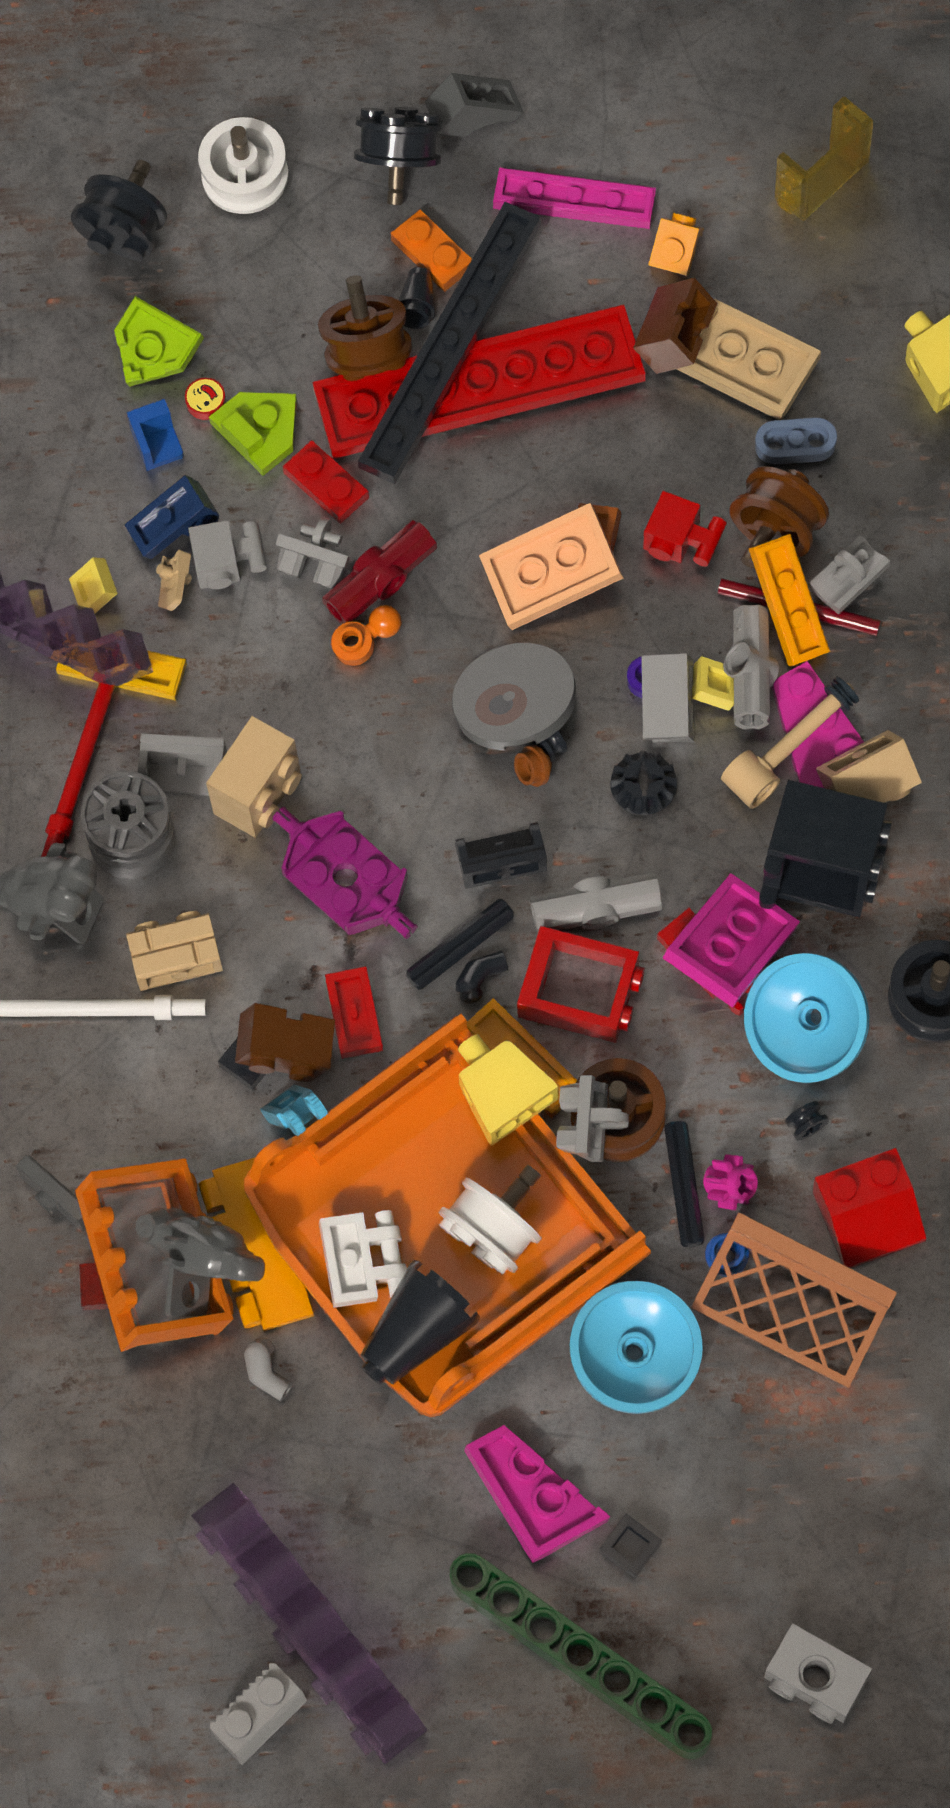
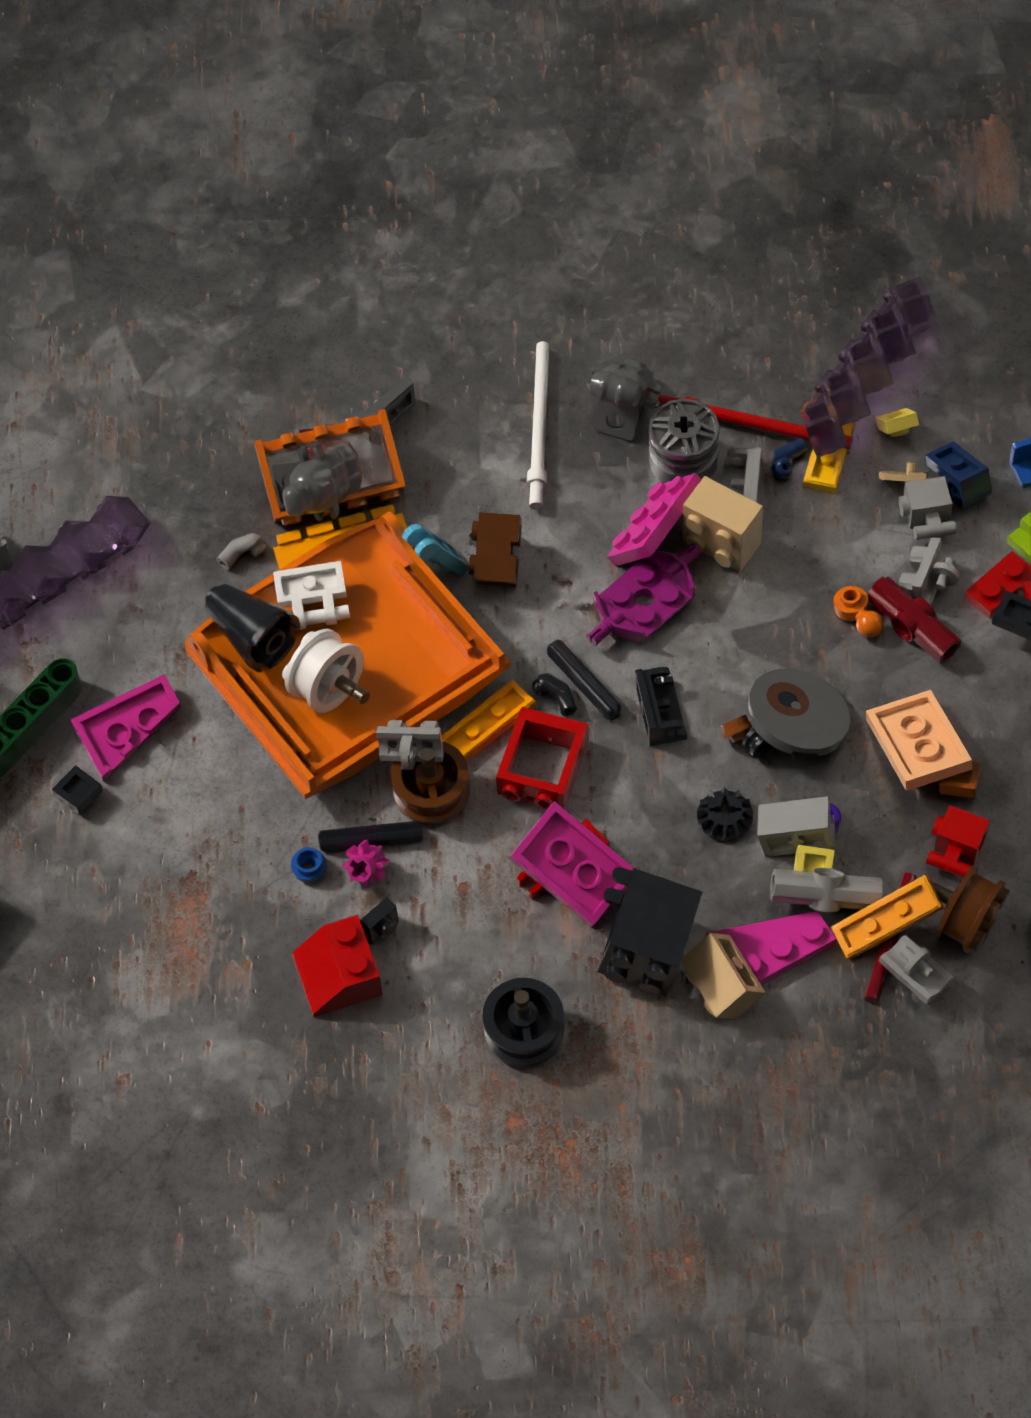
camera: 90 degrees right, 10 degrees down
(140, 719) = (783, 457): none -> dark blue arm
(174, 950) = (581, 482): tan brick -> none
(243, 855) = (653, 520): none -> dark pink plate
(354, 1012) = (526, 603): red plate -> none
(503, 1087) = (441, 683): light yellow torso -> none
(596, 903) = (614, 773): light grey piece -> none
(641, 1317) = (228, 770): medium azure dish -> none
(754, 777) = (726, 891): tan piece -> none
(781, 1023) = (501, 918): medium azure dish -> none
(805, 1160) = (380, 921): none -> black plate
(807, 1120) = (417, 924): black bush -> none
(810, 1265) = (291, 916): nougat fence -> none

